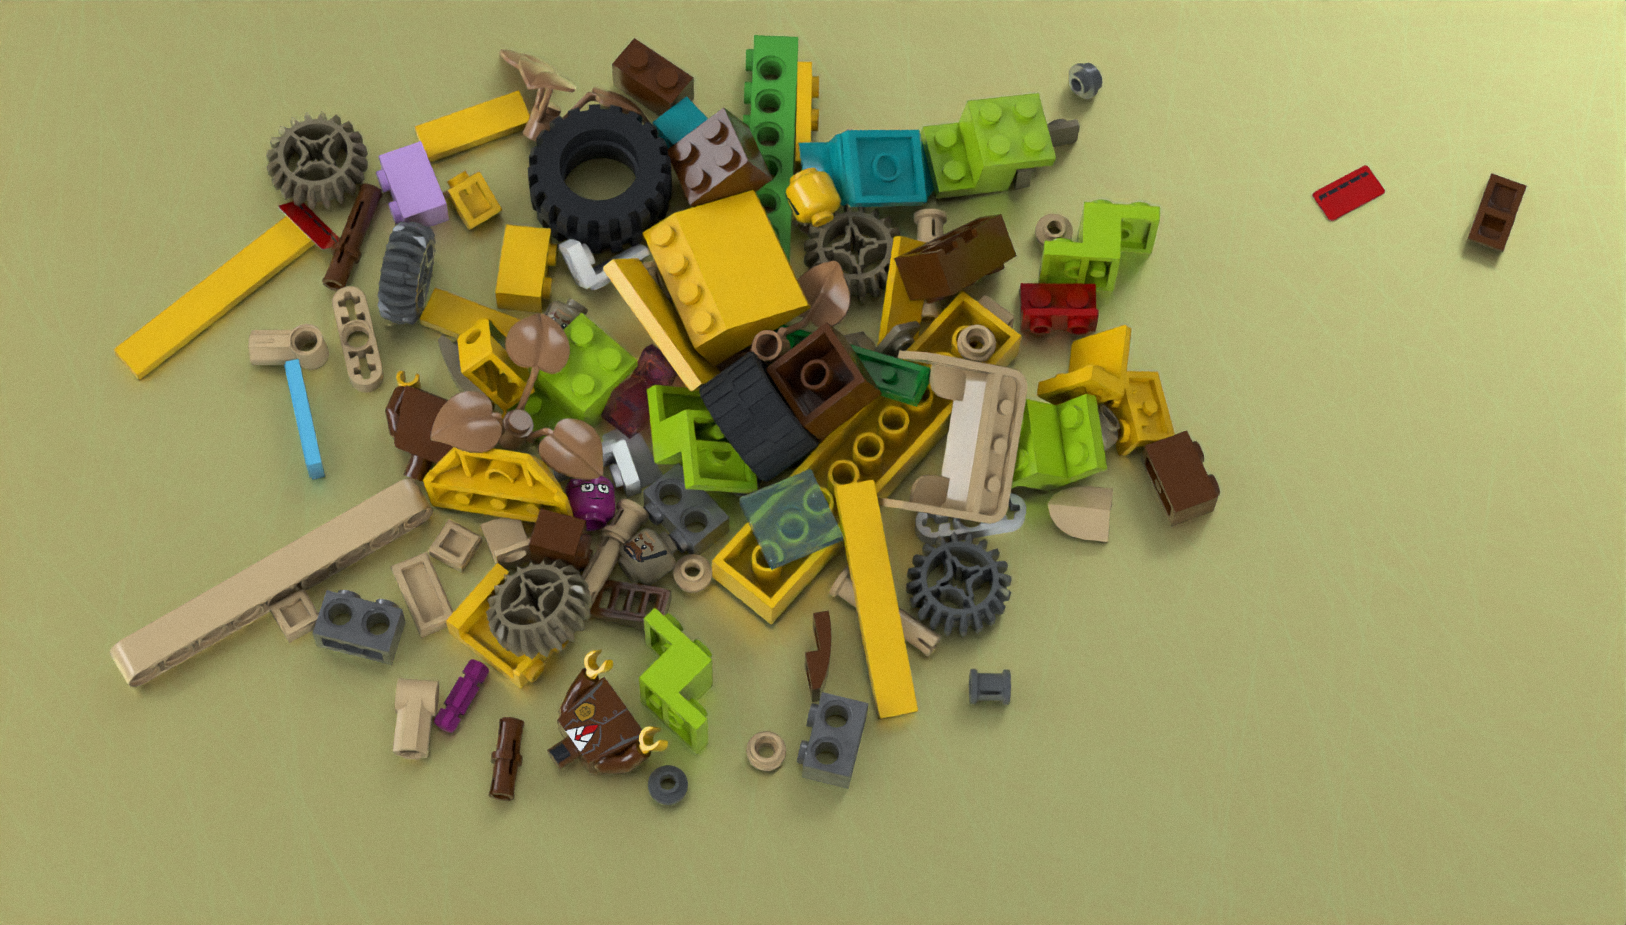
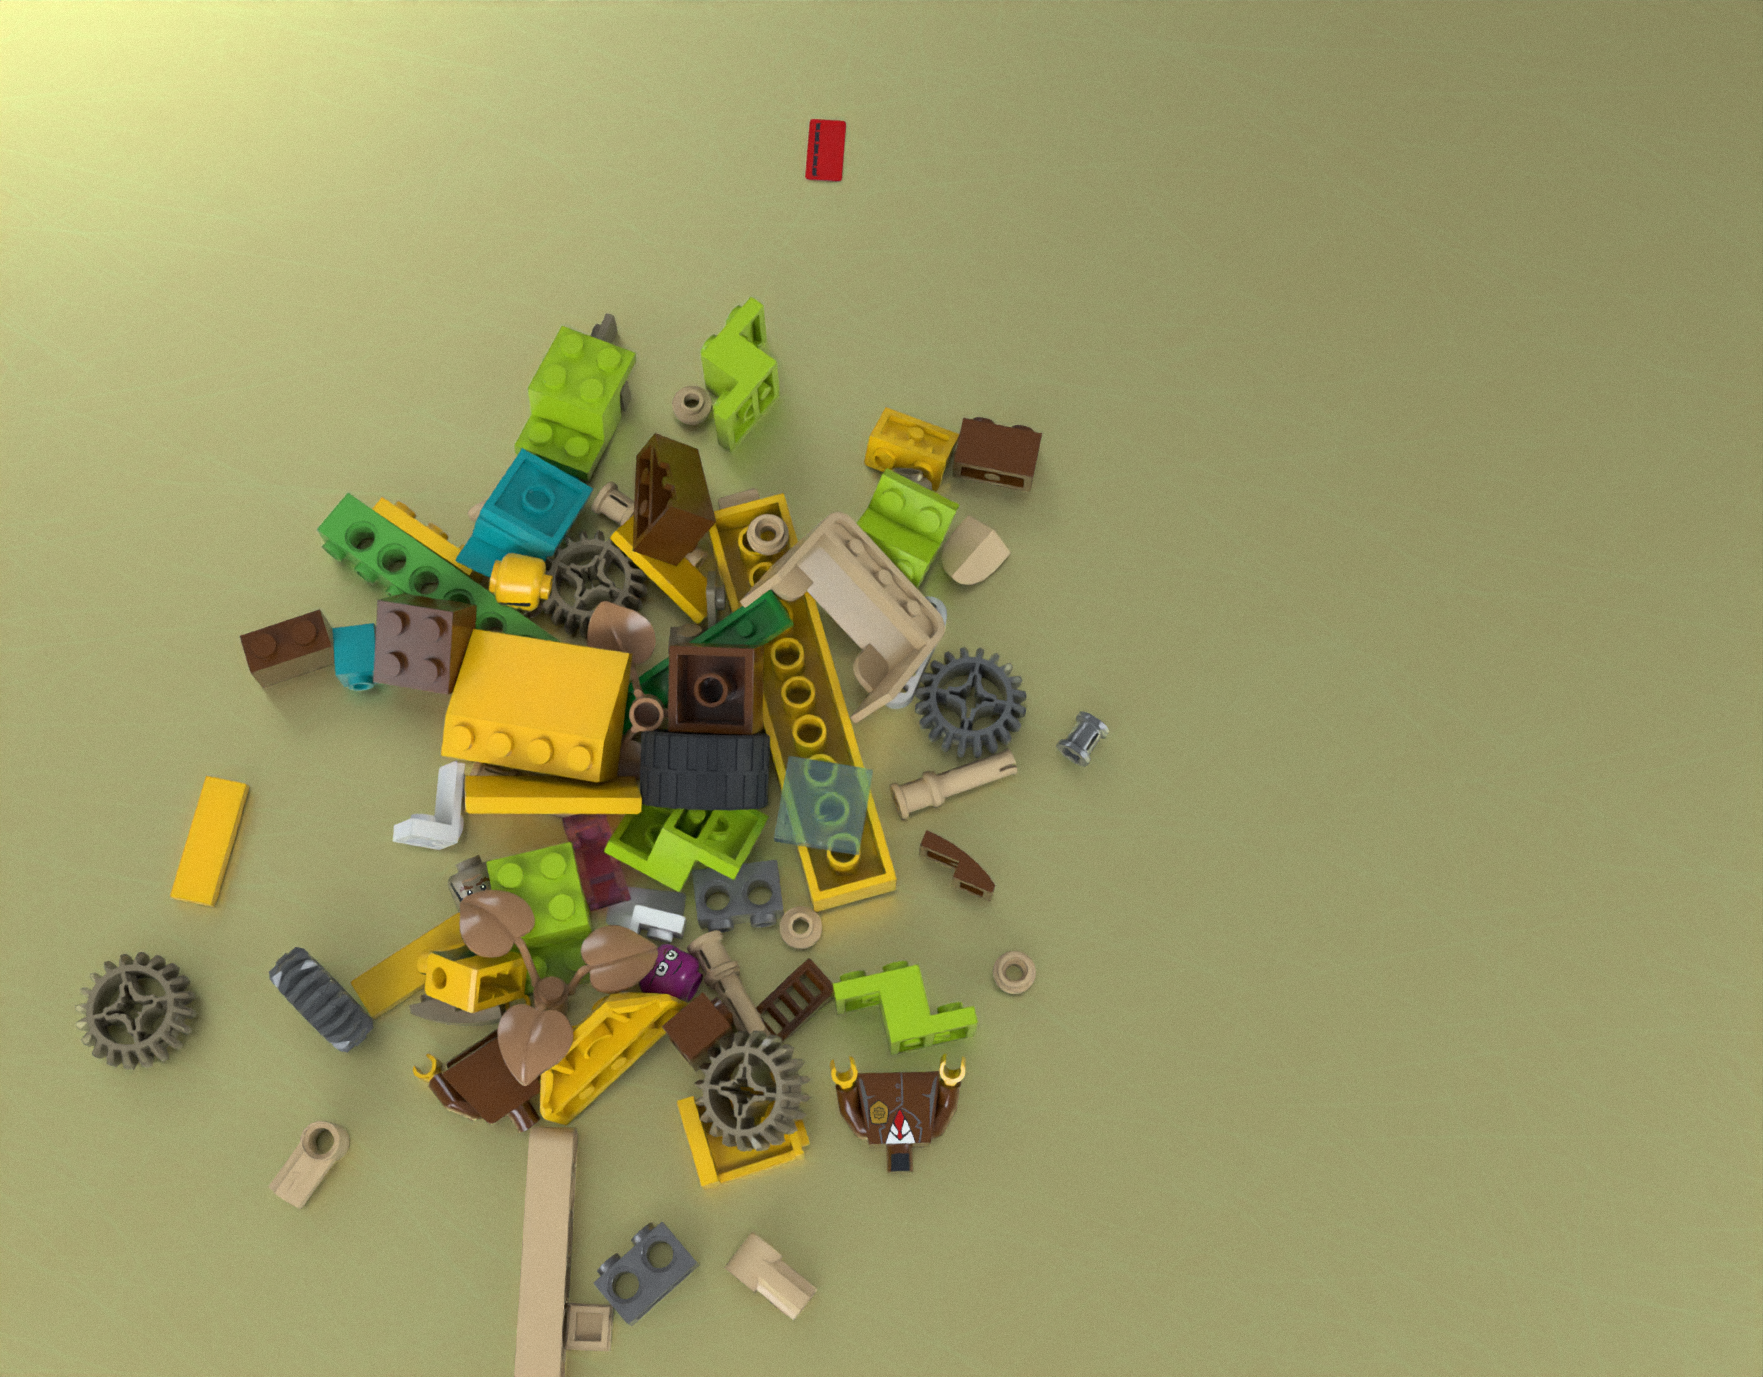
camera: 55 degrees left, 5 degrees up
(213, 297) = (203, 1201): yellow tile -> none
(304, 419) = (396, 1193): medium azure tile -> none
(310, 224) = (198, 1059): red sticker -> none
(347, 250) = (249, 1039): reddish brown pin -> none
(362, 324) = (323, 1067): tan beam -> none
(412, 186) = (233, 938): lavender brick -> none
(423, 593) = (651, 1189): tan tile -> none
(455, 546) = (623, 1128): tan tile -> none
(461, 695) = (778, 1218): magenta axle -> none
(472, 198) = (284, 889): yellow bracket -> none
(506, 759) = (868, 1215): reddish brown pin -> none
(507, 542) = (655, 1078): tan bracket -> none
(525, 269) = (393, 886): yellow brick -> none
(541, 75) = (230, 745): medium nougat plant -> none
(592, 136) = (324, 718): black tyre -> none
(647, 556) = (760, 958): dark tan head -> none
(665, 796) = (985, 1095): dark grey plate -> none
(840, 741) = (1055, 898): flat silver brick -> none
(875, 599) = (943, 781): yellow tile -> none
(1058, 308) = (765, 449): red bracket -> none
(1085, 80) = (568, 284): dark grey plate -> none
(1095, 368) = (851, 456): yellow bracket -> none
(1496, 212) = (928, 50): reddish brown slope -> none

